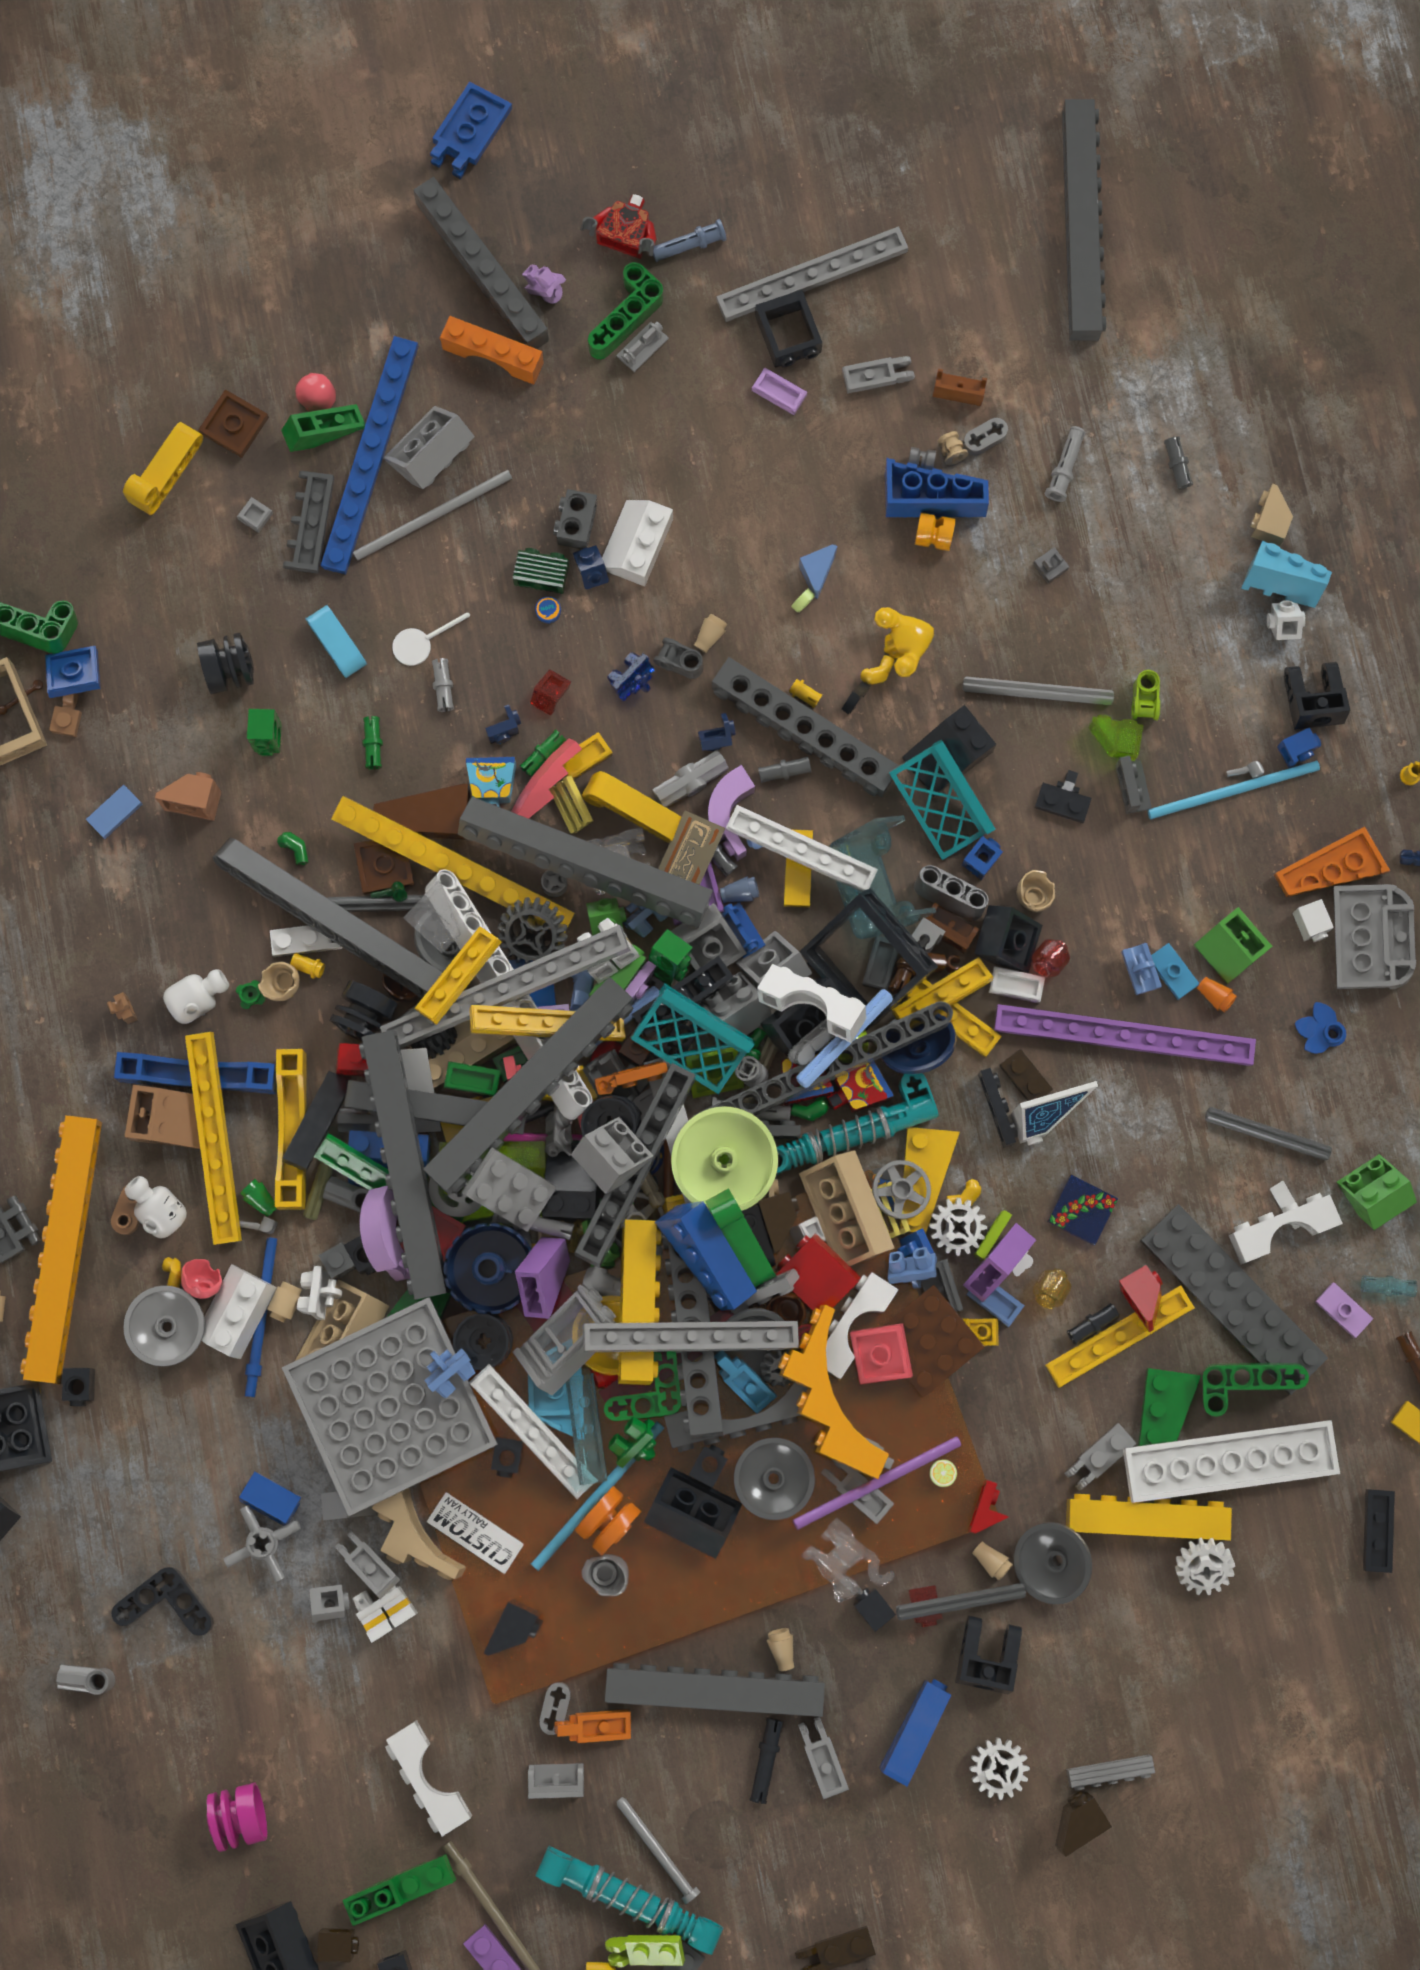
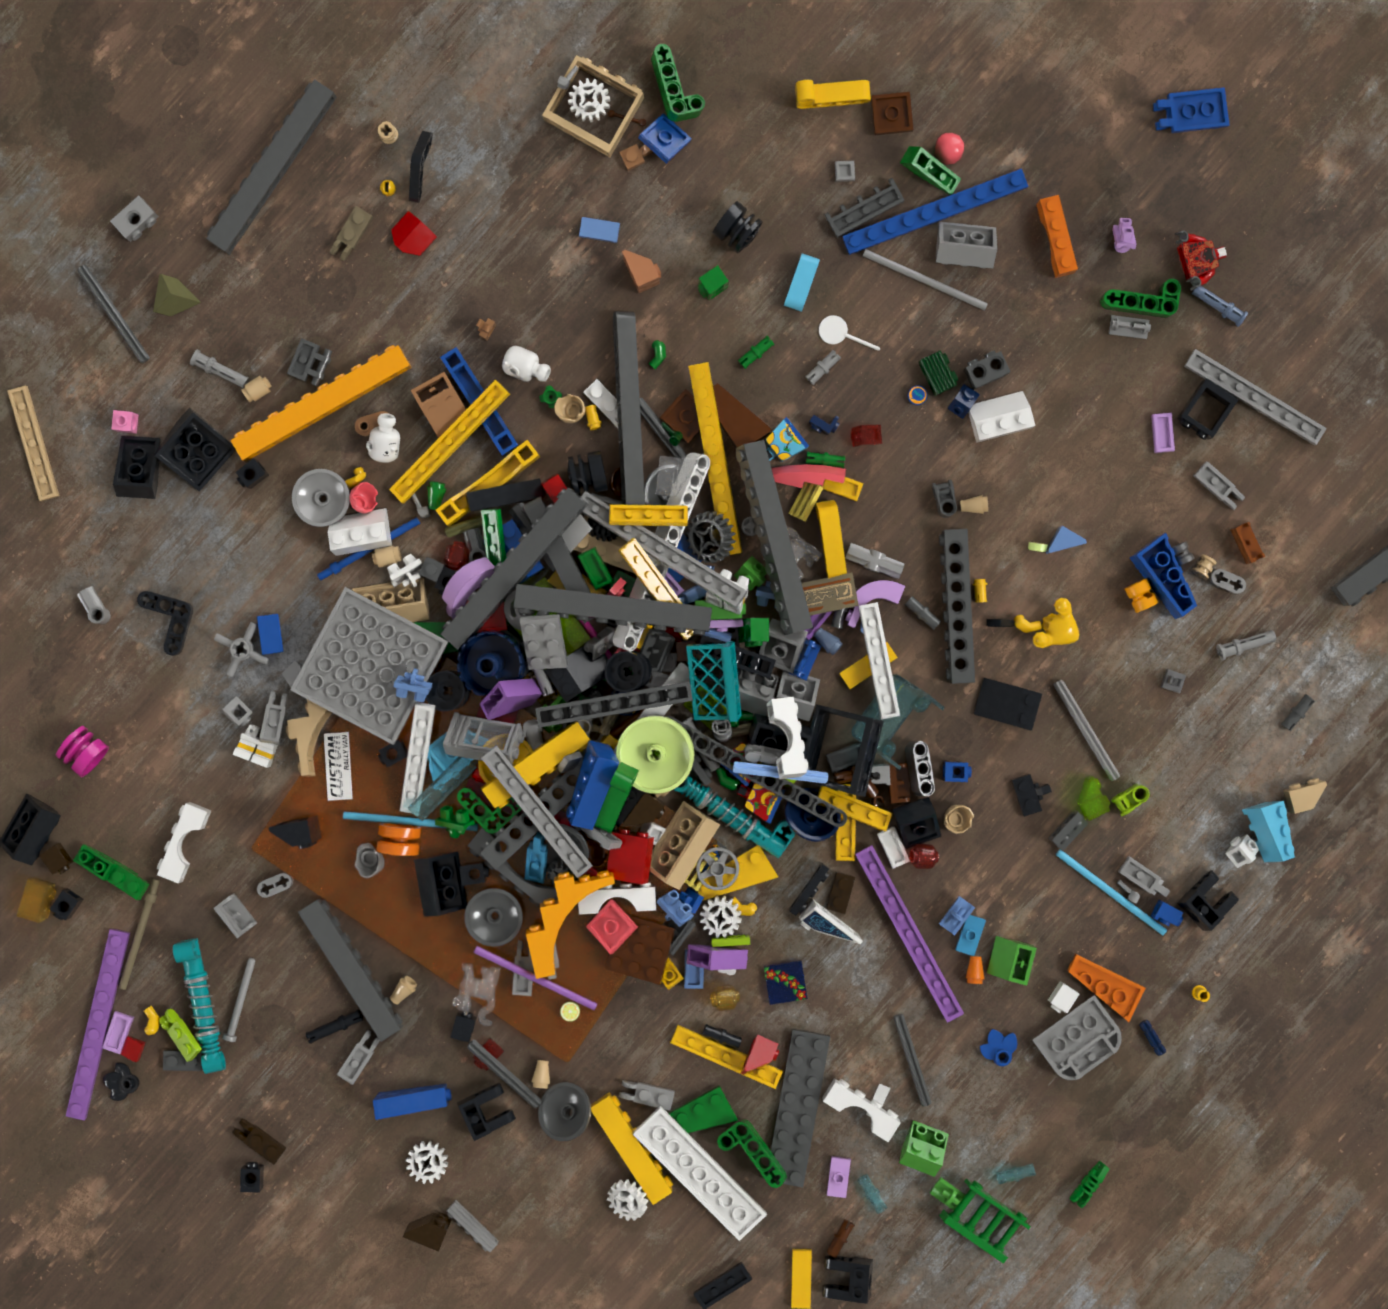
camera: 60 degrees right, 10 degrees up
(342, 1223) = (456, 555): none -> clear red head
(480, 264) = (1107, 187): dark grey brick -> none
(596, 1726) = (281, 916): orange hinge -> none
(611, 1154) = (607, 688): light grey slope -> none
(629, 1077) = (663, 660): orange hinge -> none
(634, 677) = (911, 480): clear blue hips -> none
(663, 1260) = (569, 762): none -> flat silver tile
(719, 737) = (913, 558): dark blue bracket -> none
(960, 786) = (988, 730): teal fence -> none
(982, 1515) = (561, 1052): red slope -> none
(1241, 744) = (1143, 877): none -> light grey hinge

